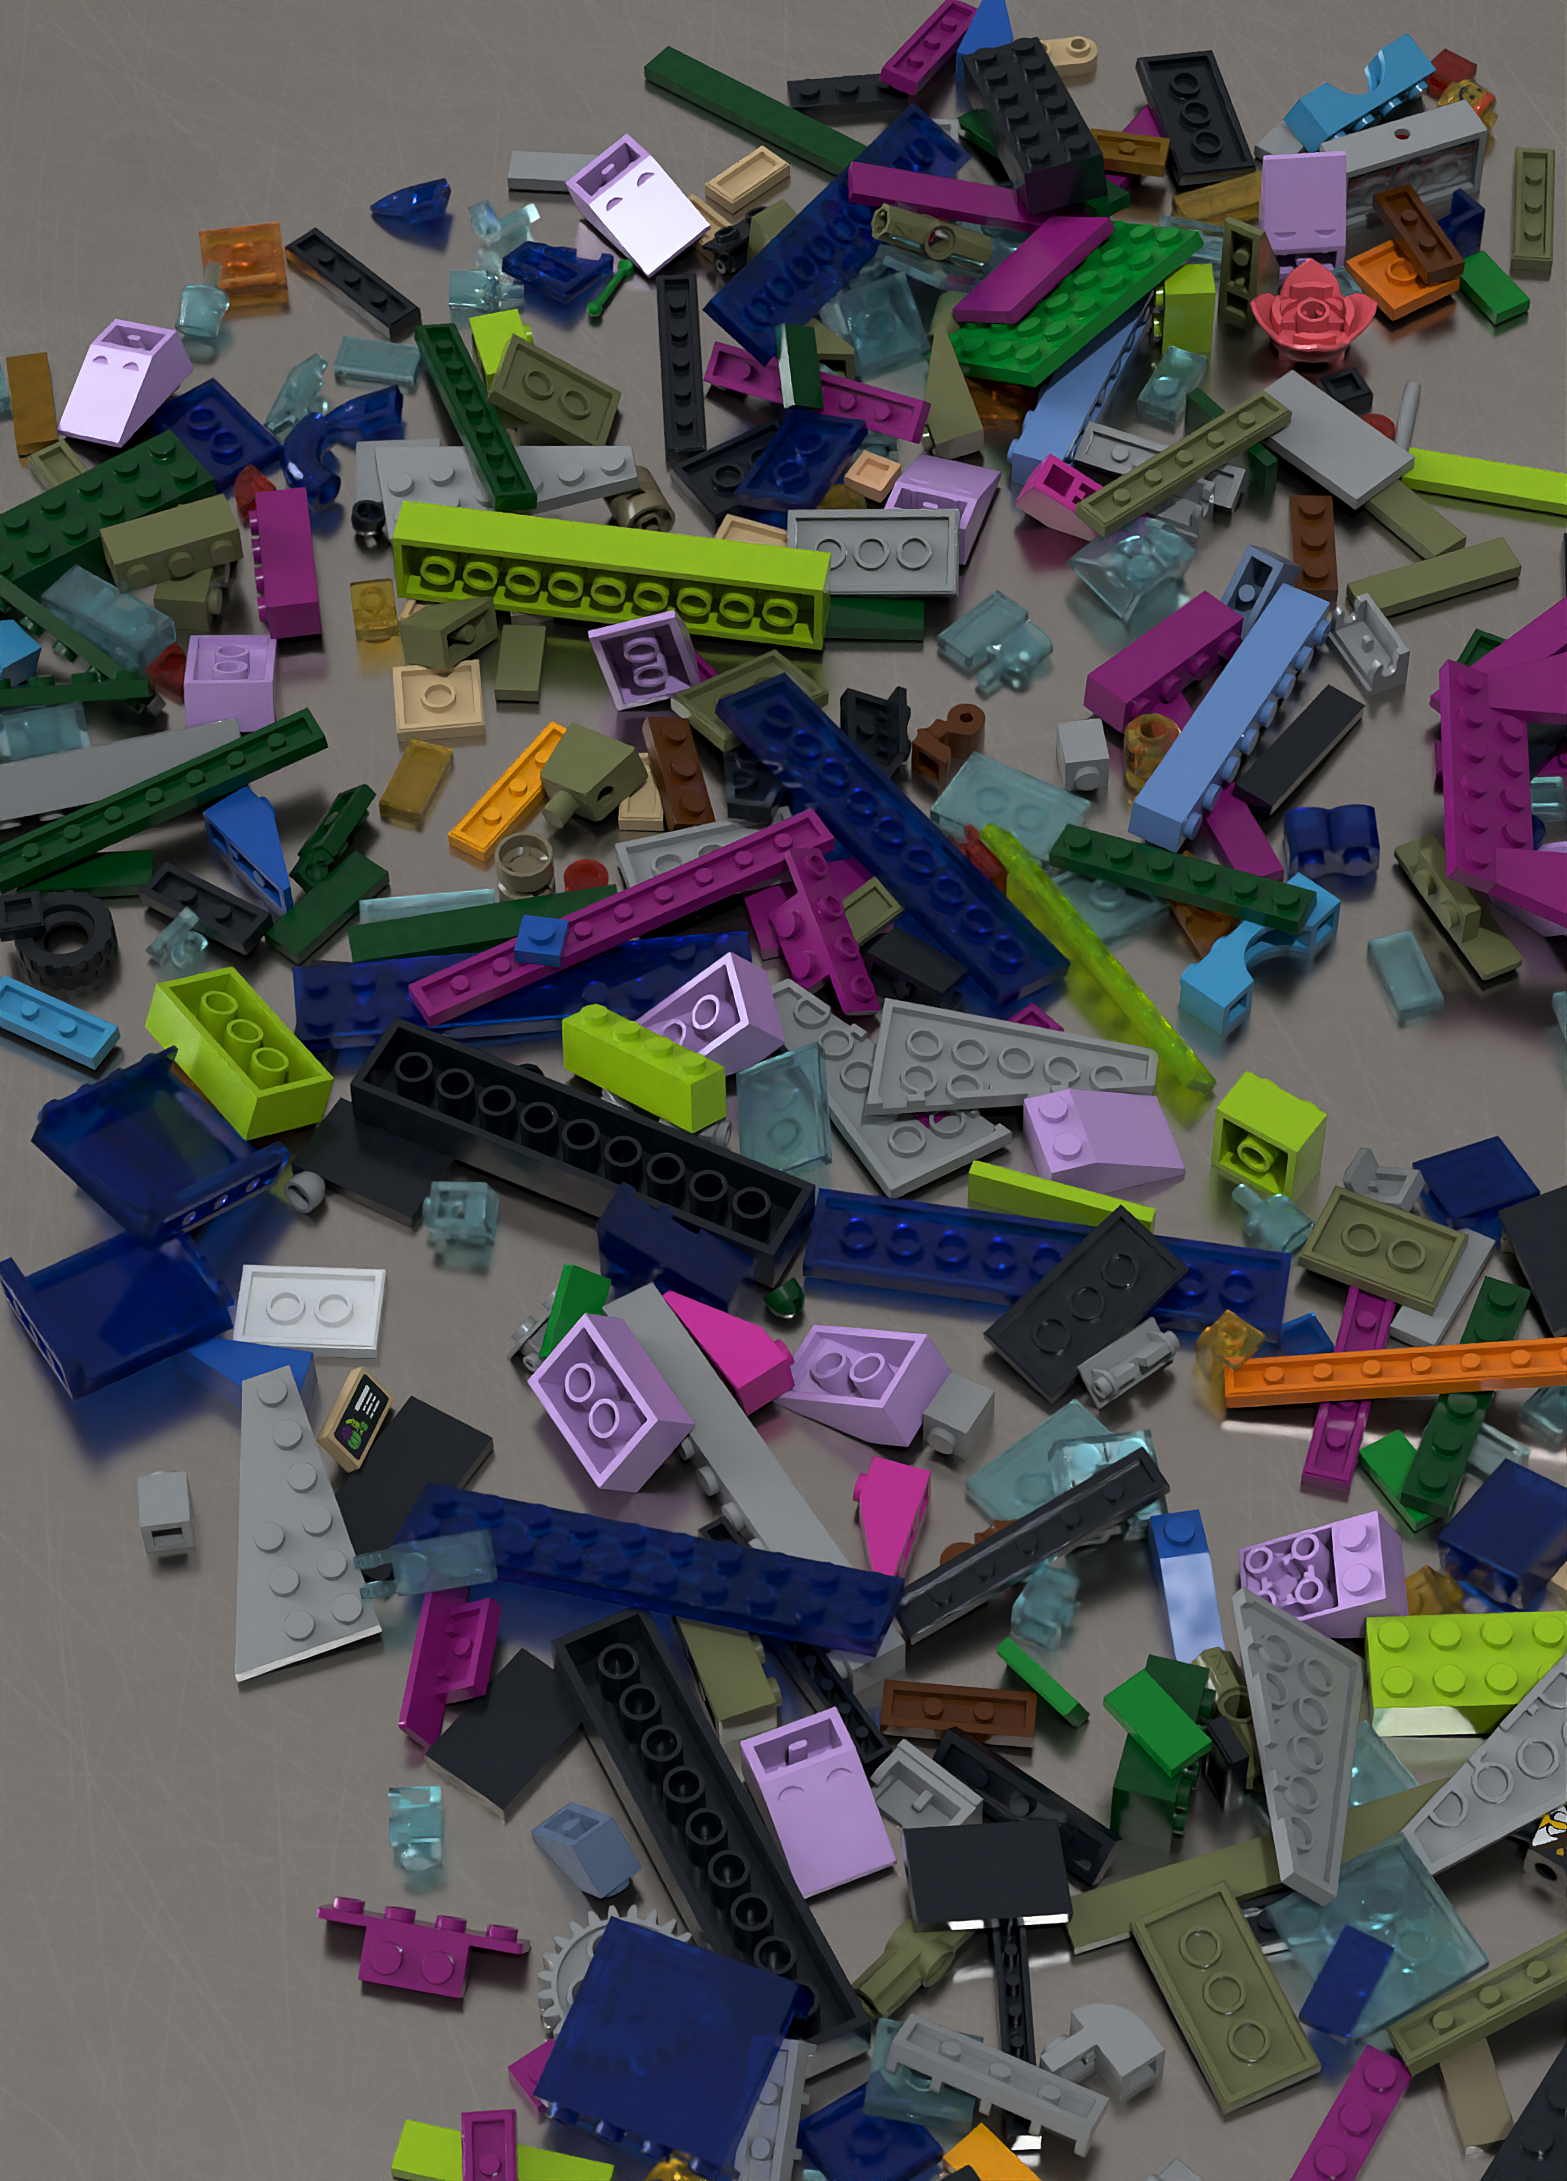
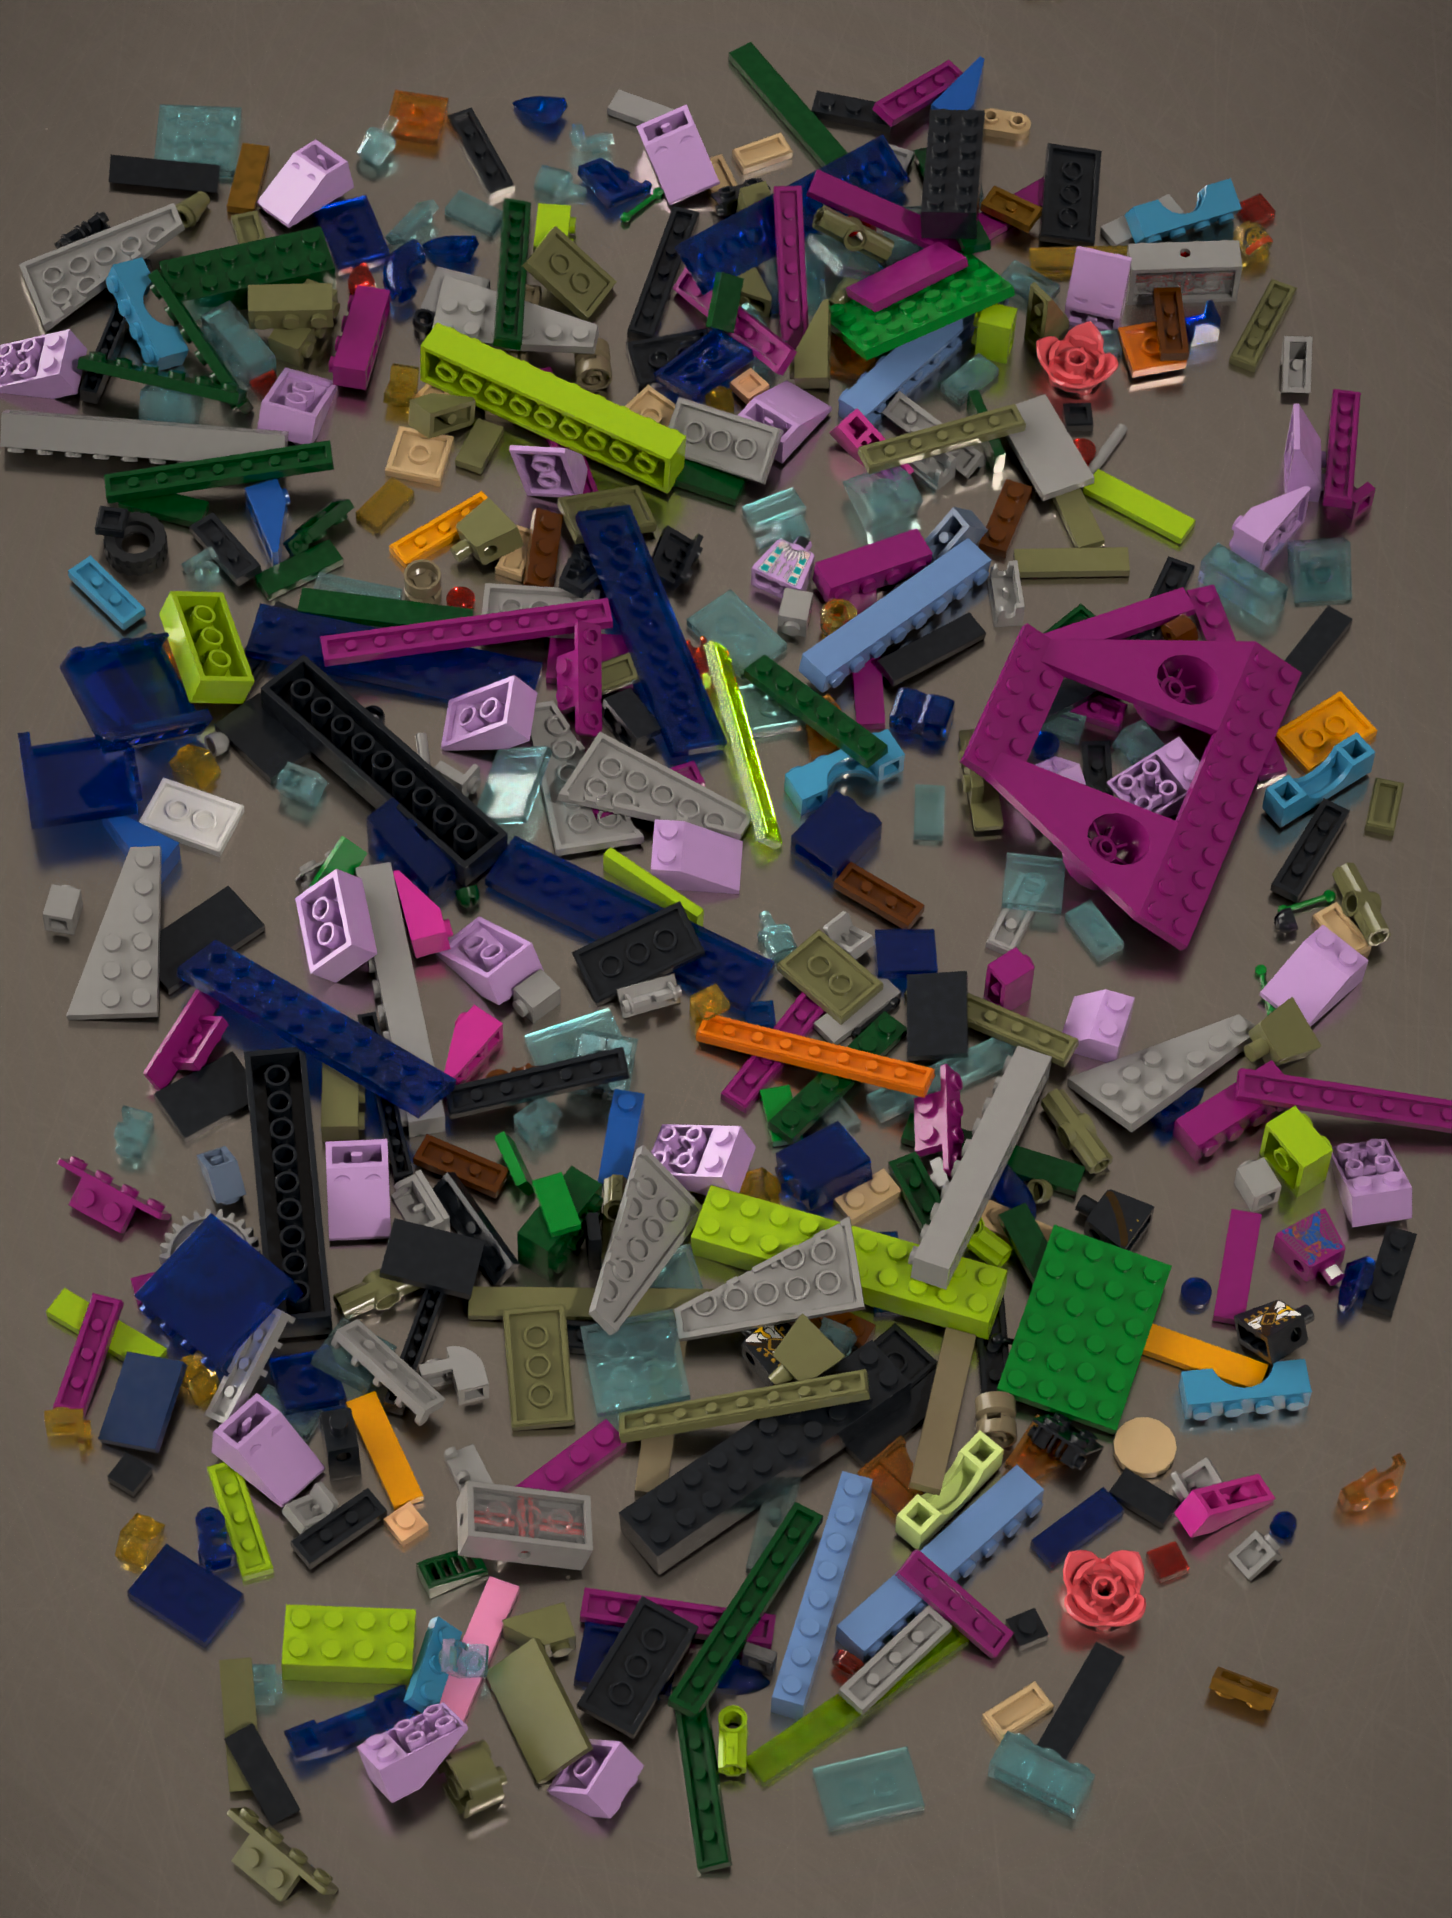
camera: 15 degrees right, 5 degrees up
(287, 1227) = (196, 763): none -> clear yellow bracket
(355, 1419) = (189, 889): tile -> none
(432, 1564) = (194, 987): clear light blue hinge -> none
(541, 941) = (408, 633): blue plate -> none
(644, 1068) = (438, 730): lime brick -> none
(865, 291) = (790, 263): none -> magenta tile
(946, 740) = (724, 577): reddish brown leg -> none
(1037, 699) = (784, 567): none -> torso
(1268, 1137) = (790, 887): lime brick -> none
(1296, 1041) = (836, 835): none -> clear blue brick
(1346, 1984) = (603, 1381): clear blue tile -> none
(1395, 1113) = (879, 896): none -> reddish brown plate
(1460, 1318) = (892, 1005): none -> black hinge
(1492, 288) = (1206, 372): green tile -> none

